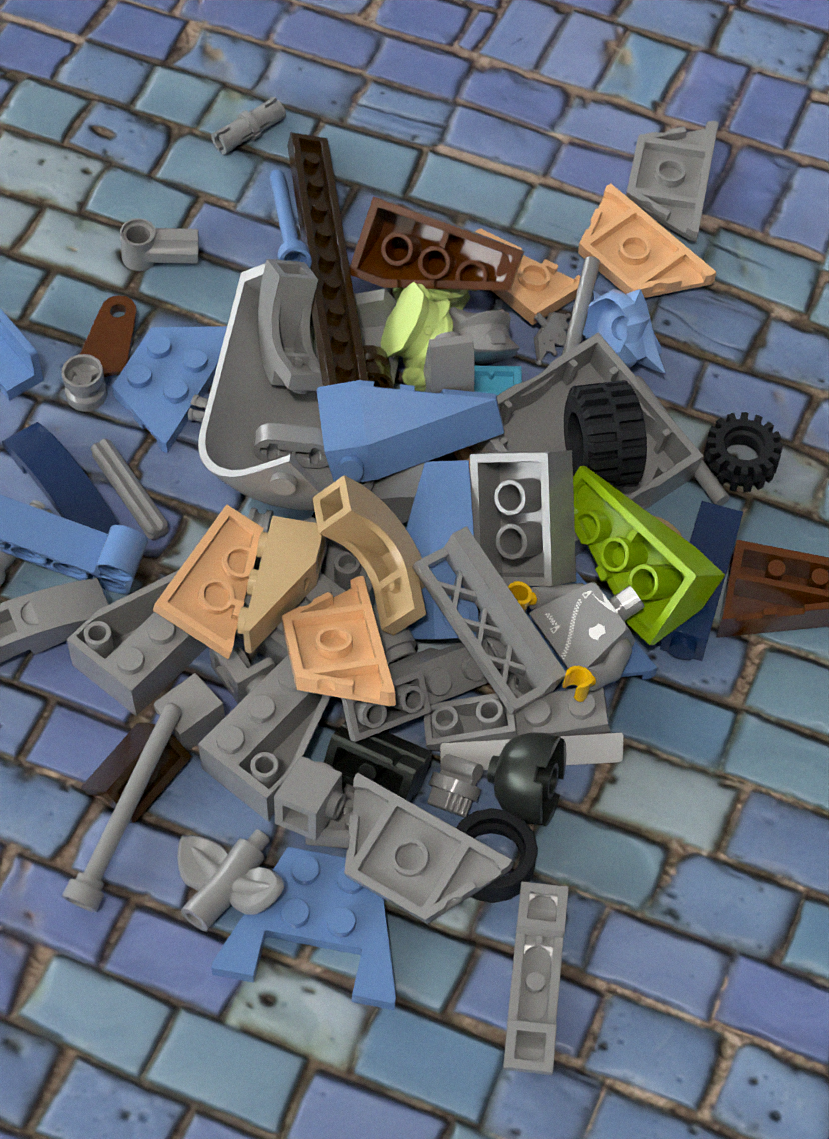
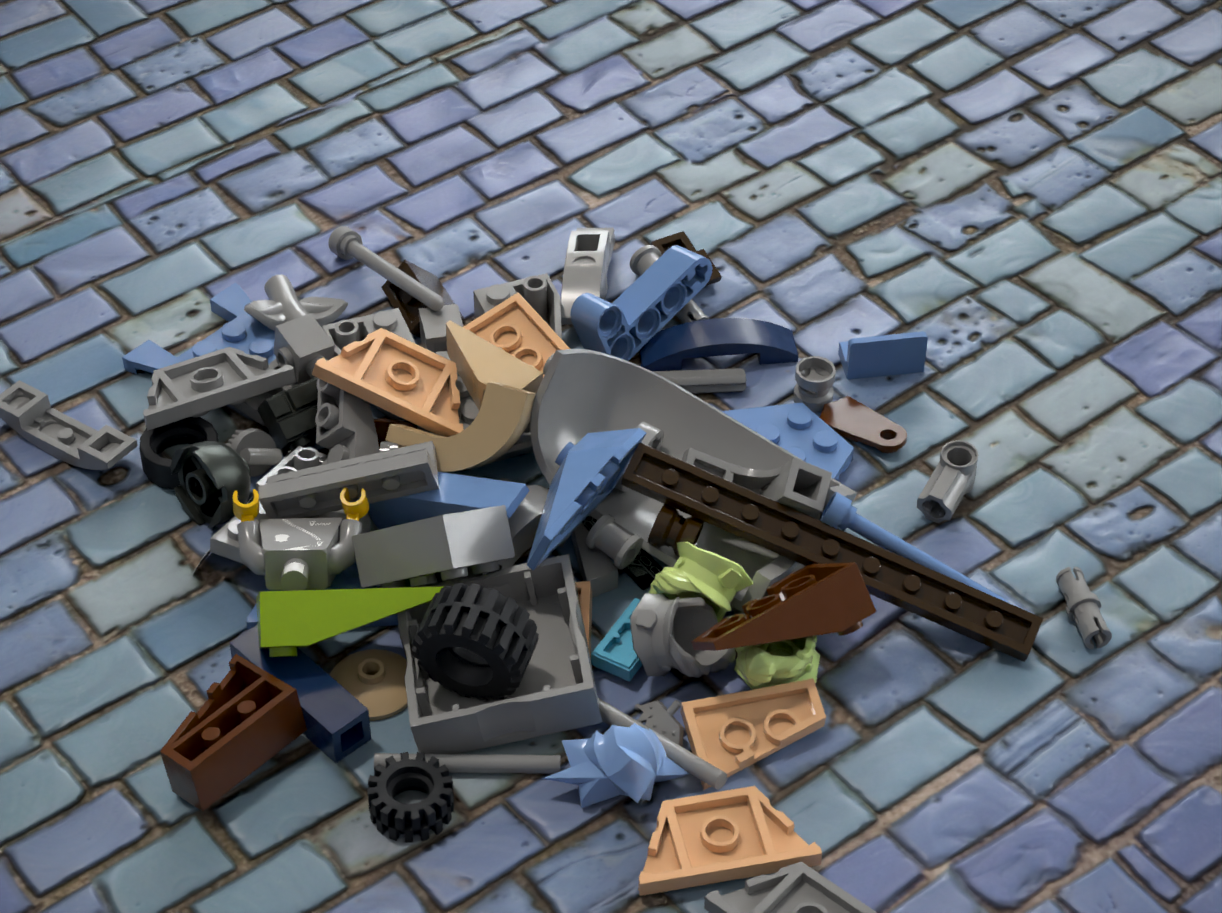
camera: 120 degrees right, 15 degrees down
(449, 363) = (597, 546): light grey slope -> none

